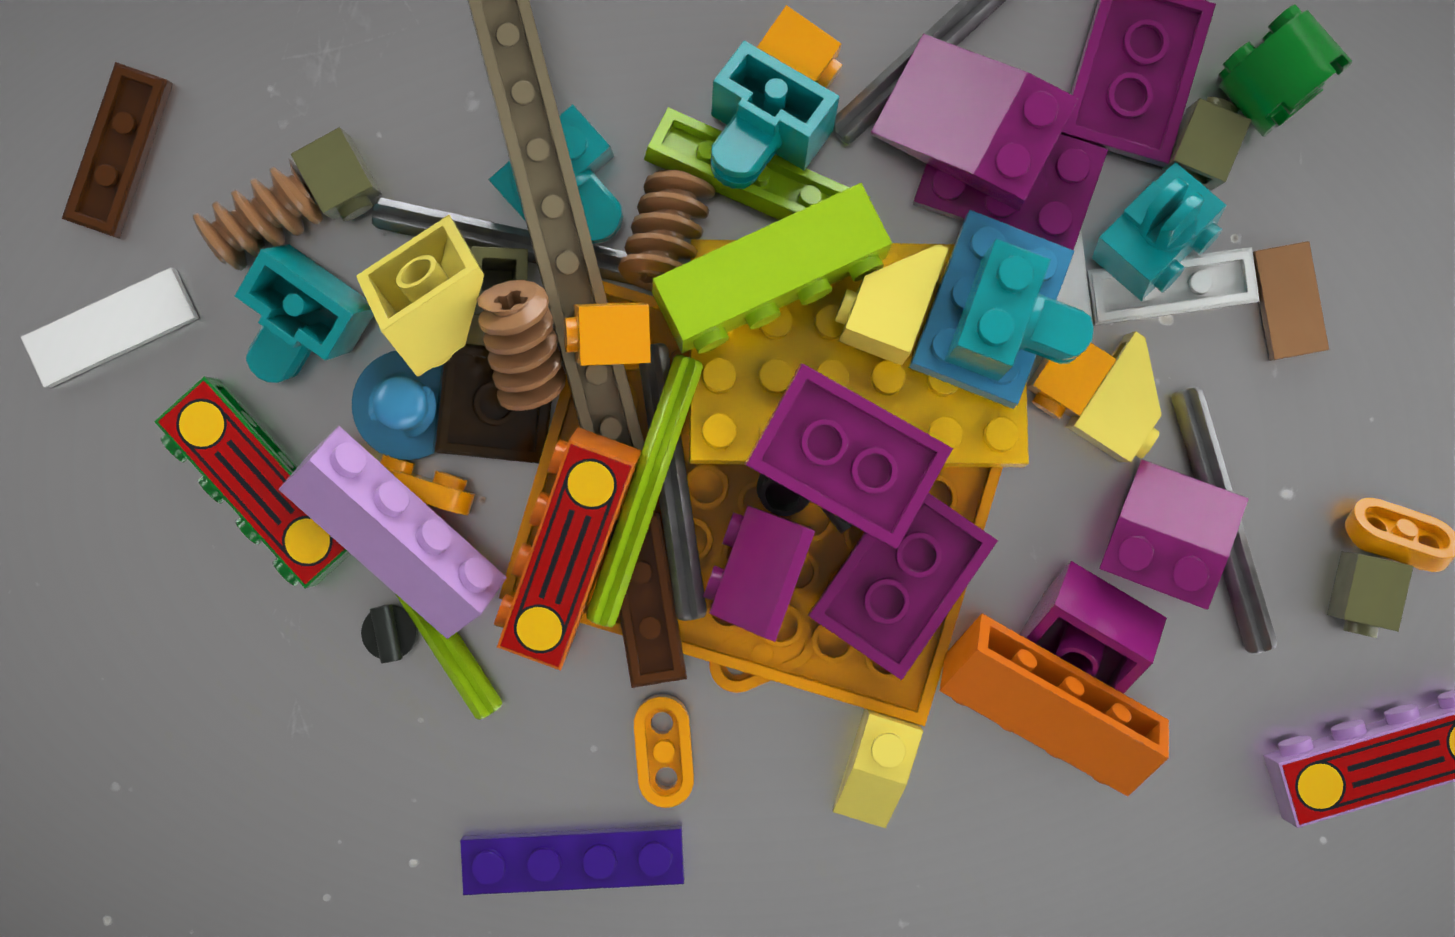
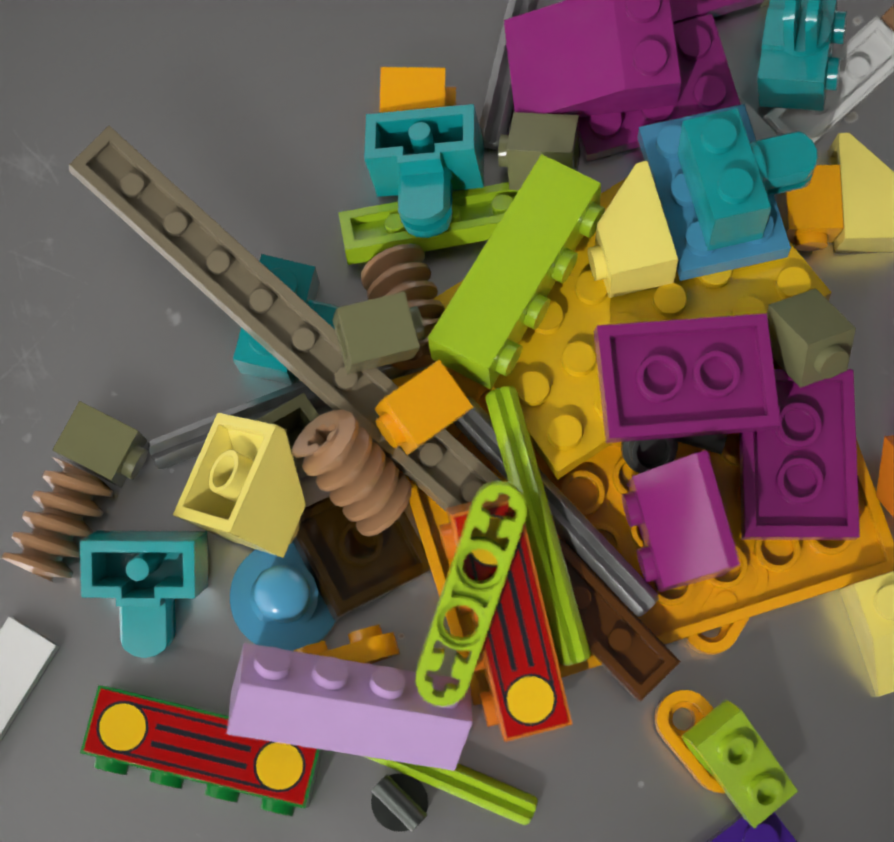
camera: 30 degrees left, 10 degrees down
(544, 516) = (464, 591): none -> lime beam
(616, 245) = (378, 332): none -> olive brick
(677, 789) = (740, 762): none -> lime plate
(880, 165) = (534, 135): none -> olive brick
(977, 490) = (809, 337): none -> olive brick

